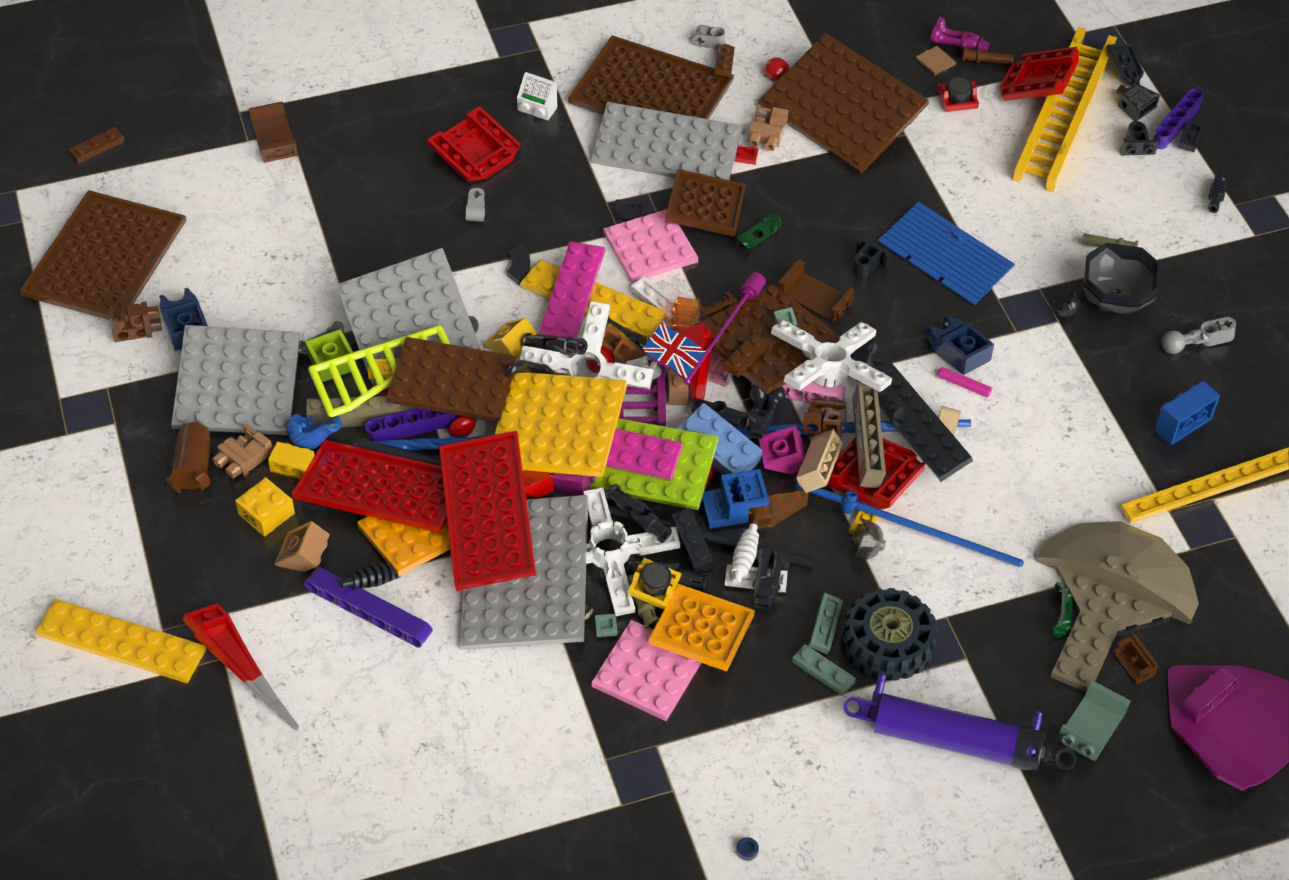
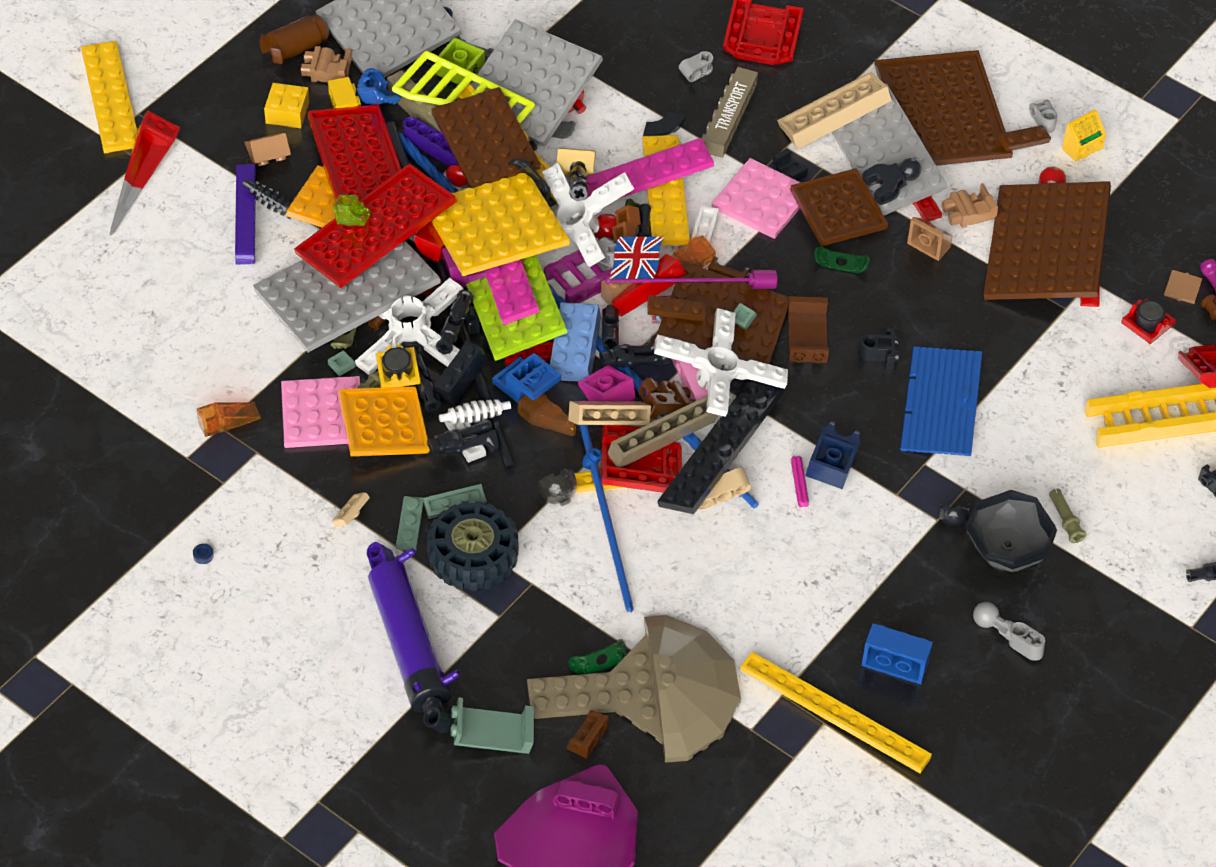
camera: 55 degrees right, 0 degrees up
(464, 516) = (350, 211): none -> clear neon green brick
(537, 96) = (851, 39): white slope -> none
(542, 211) = (729, 111): none -> dark tan brick
(604, 147) = (835, 110): none -> tan arch
(604, 746) = (225, 416): none -> clear orange slope
(711, 151) = (892, 177): none -> black piece
(755, 27) = (1084, 136): none -> yellow slope
(781, 705) = (350, 510): none -> tan plate
(782, 168) = (929, 238): none -> medium nougat slope

